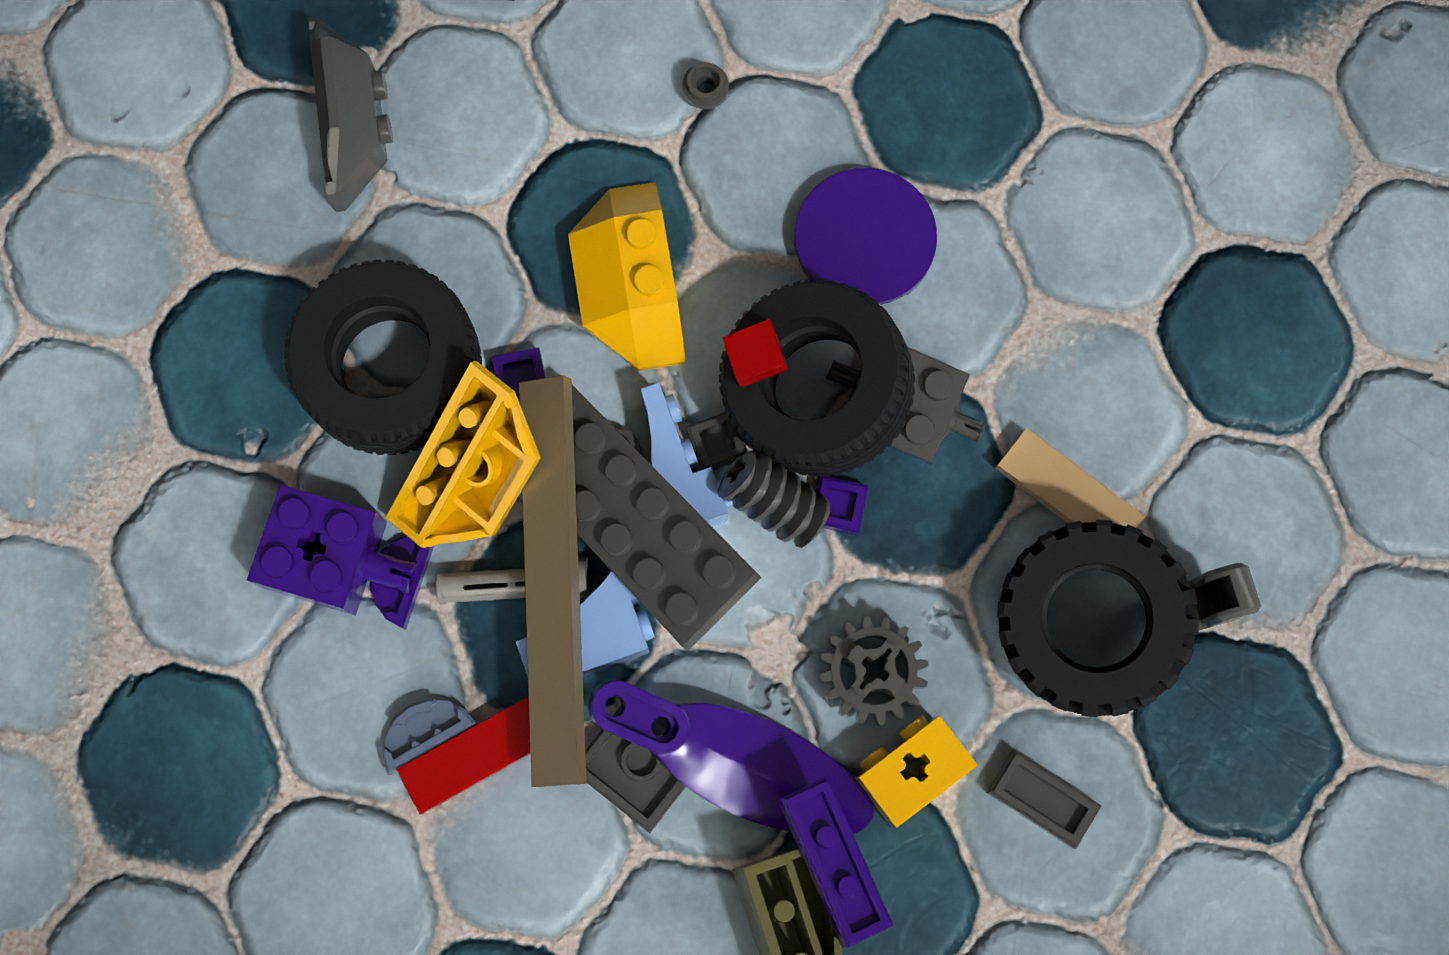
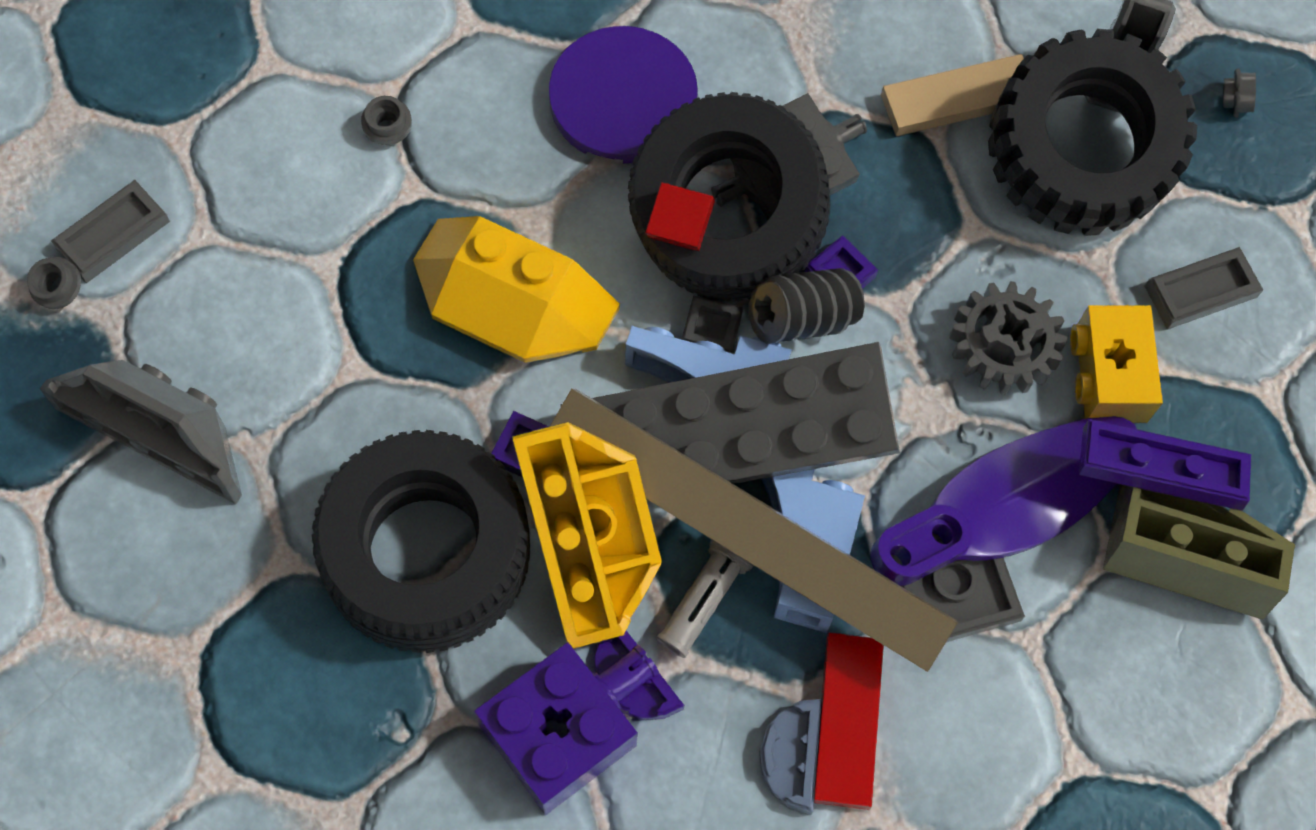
camera: 55 degrees left, 10 degrees down
(1251, 717) = (1240, 92): none -> dark grey plate

